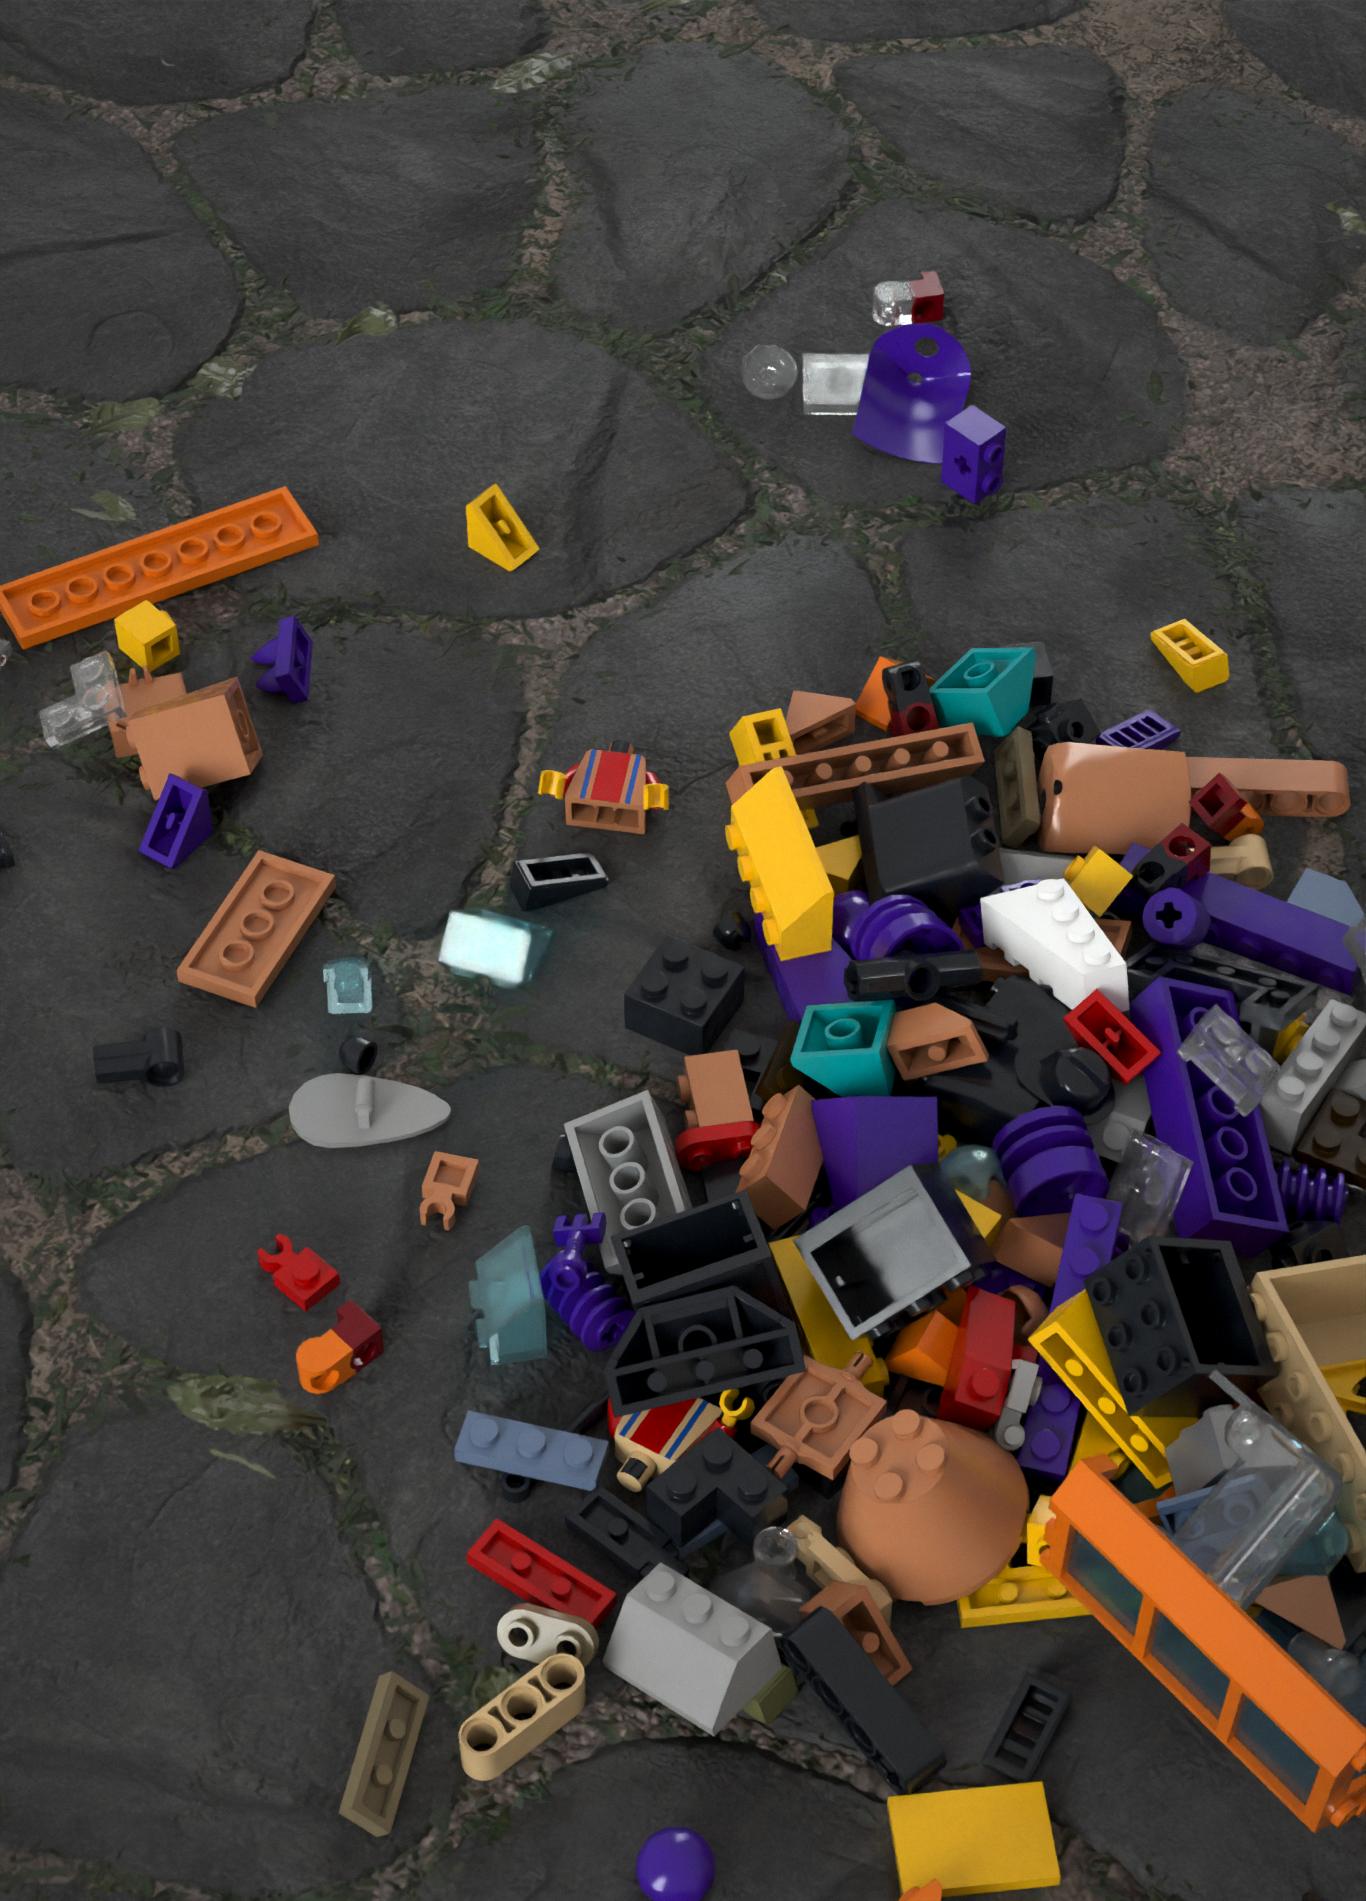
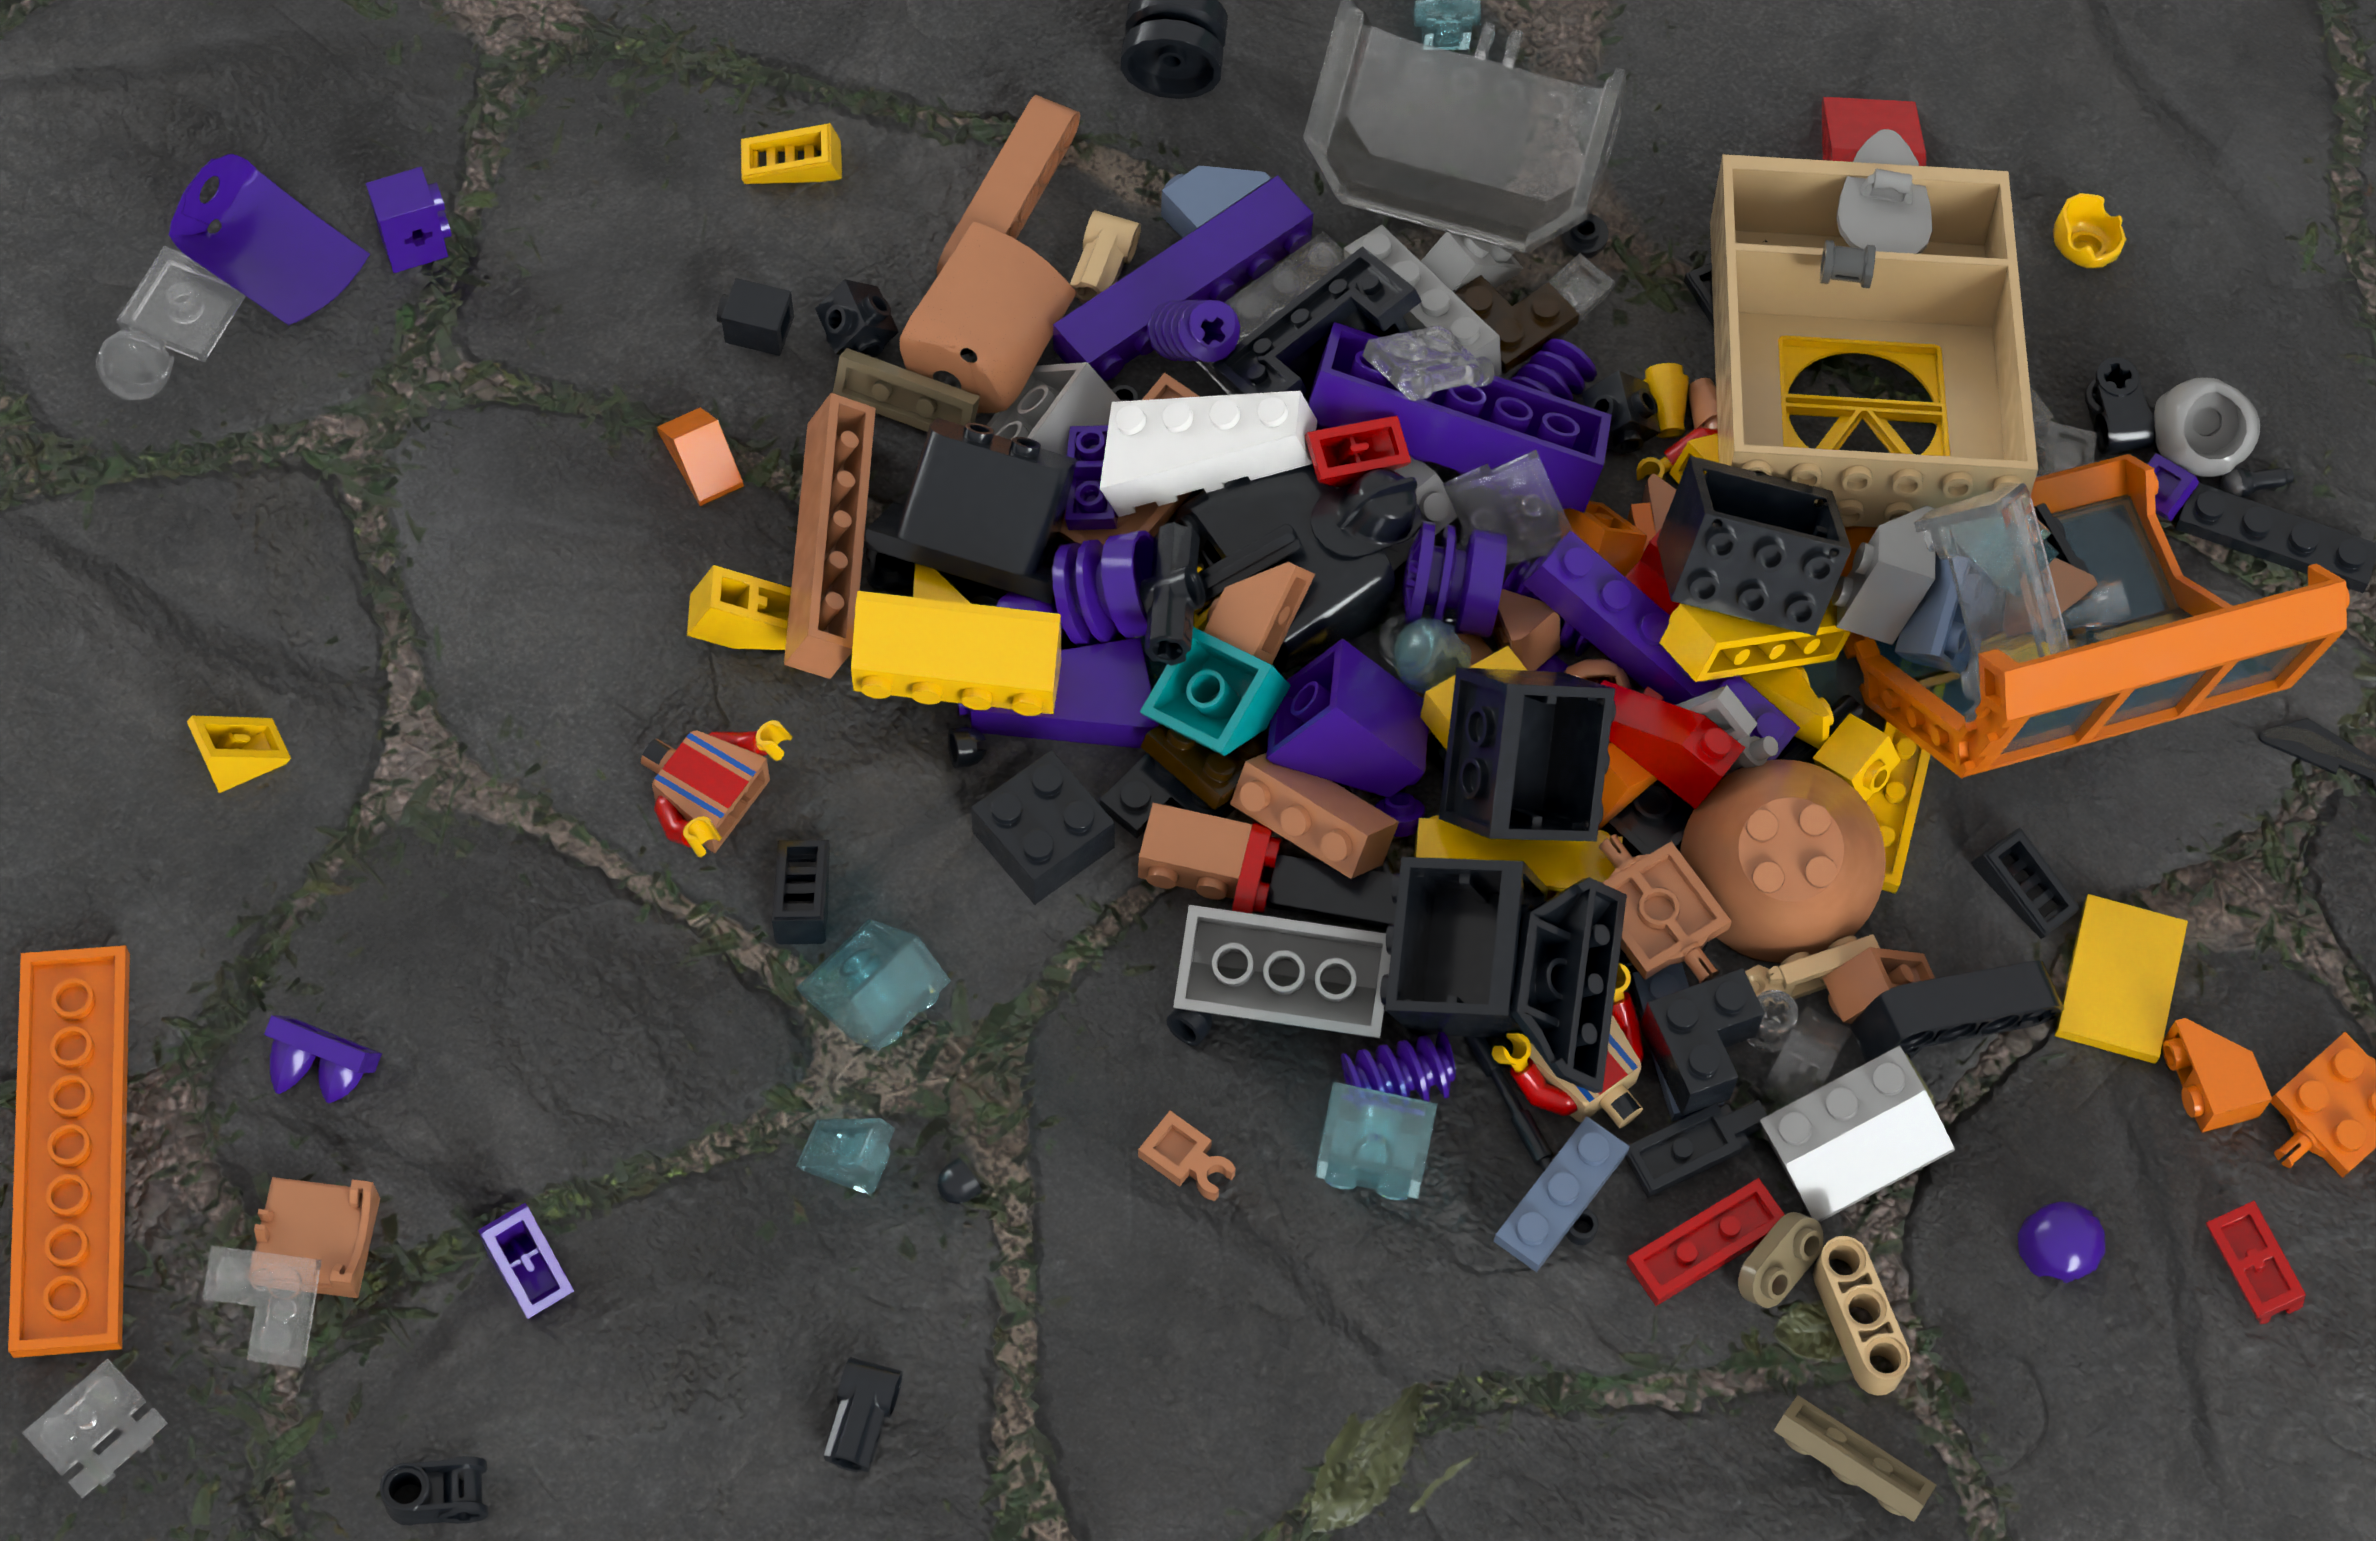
camera: 70 degrees left, 15 degrees up
(147, 635) = (188, 1195): yellow brick -> none
(195, 736) = (426, 1190): nougat slope -> none
(256, 929) = (724, 1225): nougat plate -> none
(301, 1276) = (1230, 1342): red plate -> none
(339, 1352) = (1355, 1335): leg -> none
(363, 1111) = (1028, 1207): light grey shield -> none
(568, 1269) = (1394, 1069): dark purple hinge -> none
(818, 720) = (705, 541): nougat slope -> none
(908, 699) = (750, 441): black leg -> none
(909, 301) = (97, 176): leg -> none
(986, 689) = (775, 362): teal slope -> none
(1096, 880) = (1112, 375): yellow brick -> none
(1131, 728) = (898, 289): dark purple slope -> none
(1172, 863) = (1120, 302): leg -> none
(1226, 809) = (1052, 223): dark red leg -> none

